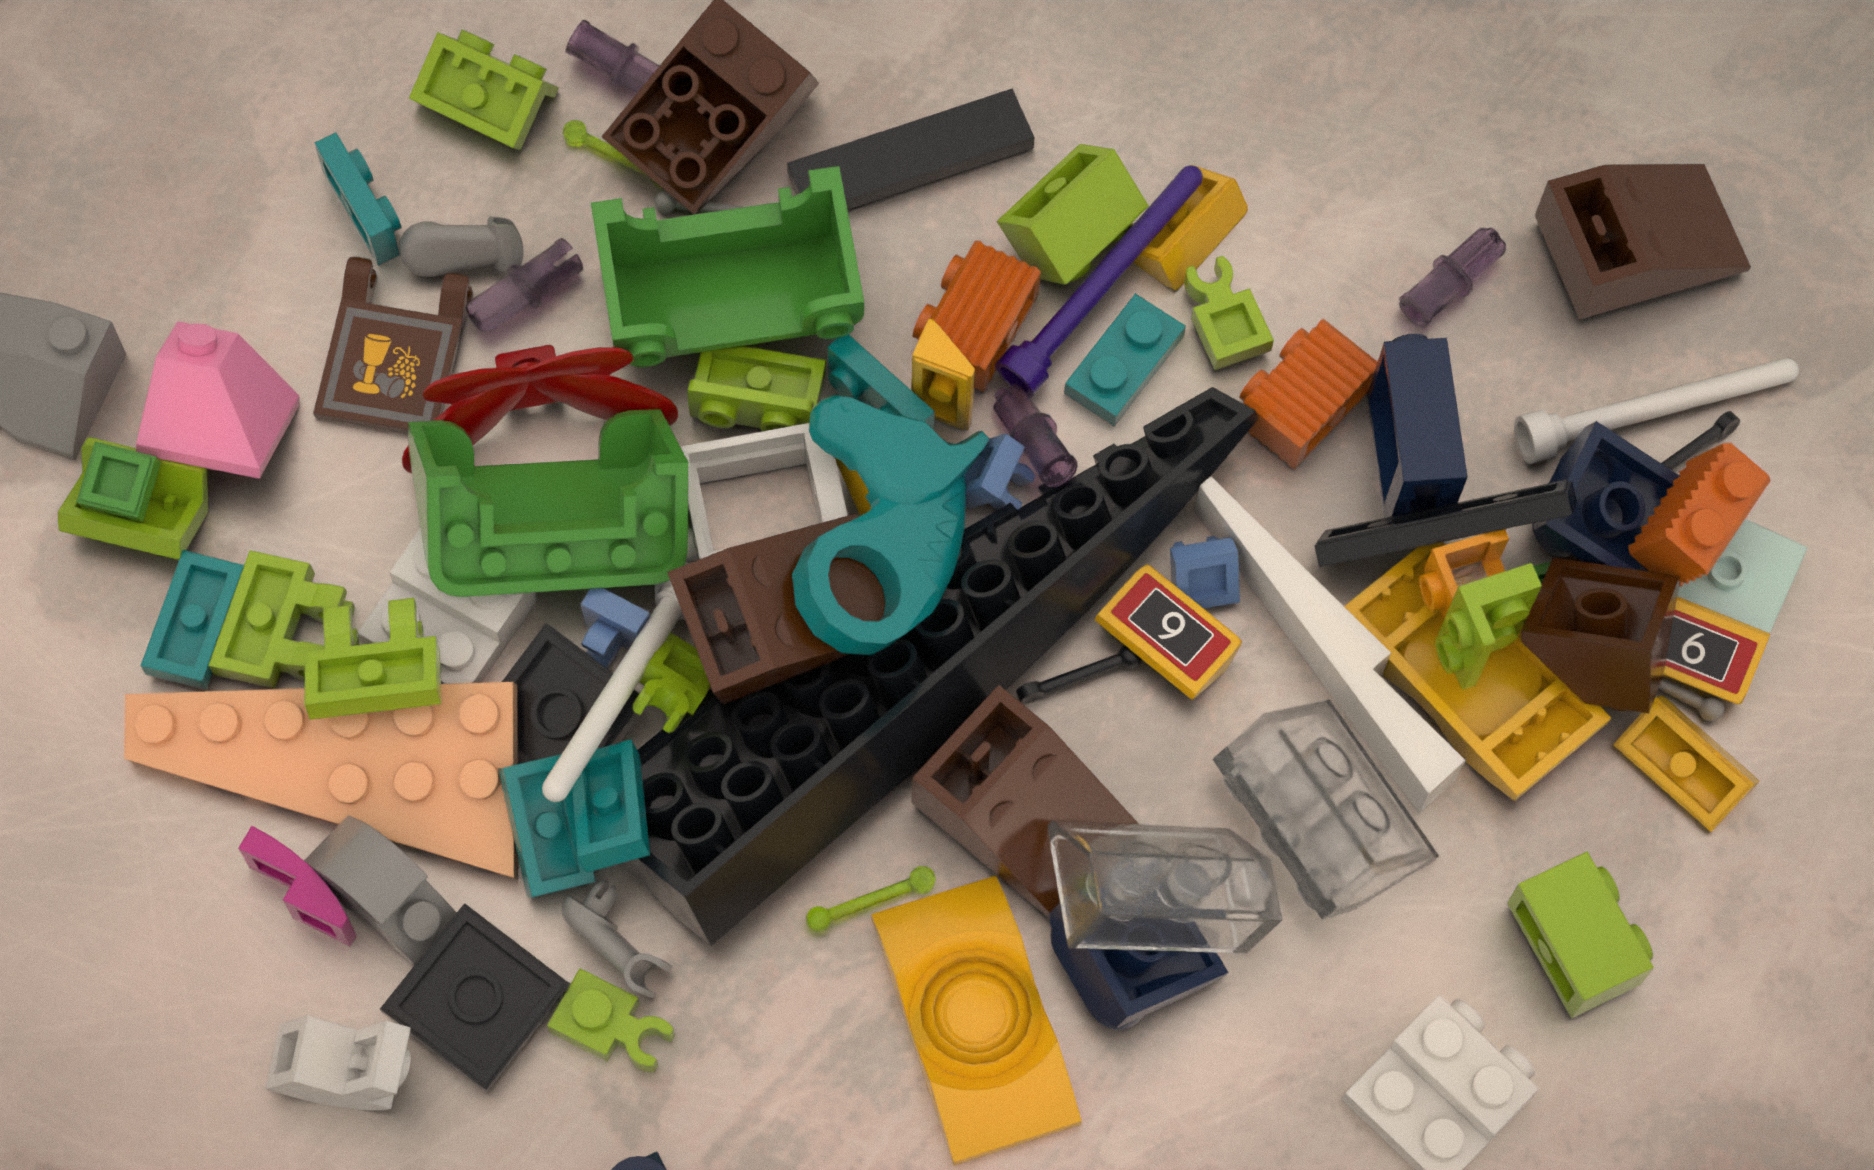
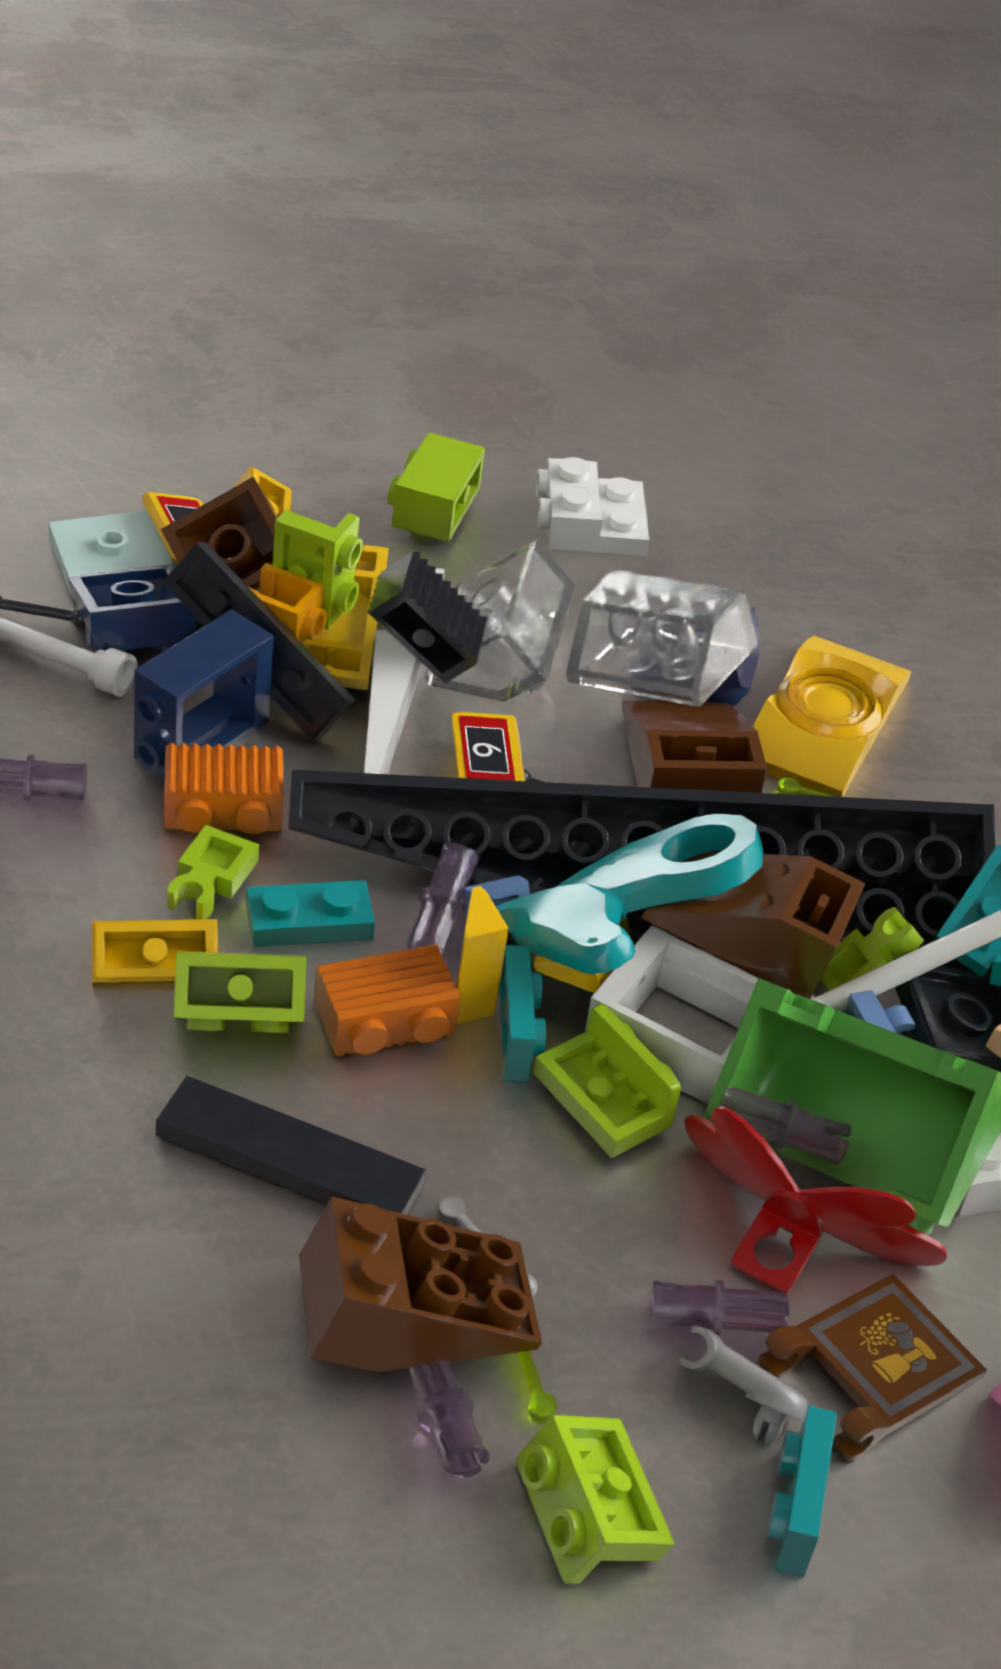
camera: 140 degrees left, 25 degrees down
(591, 437) = (789, 1125): none -> axle
(730, 273) = (549, 1149): bright green windscreen -> none
(1029, 362) = (313, 947): dark purple piece -> none
(1207, 571) = (421, 758): medium blue tile -> none
(1342, 665) = (428, 617): none -> black brick
(1700, 513) = (103, 539): orange brick -> none

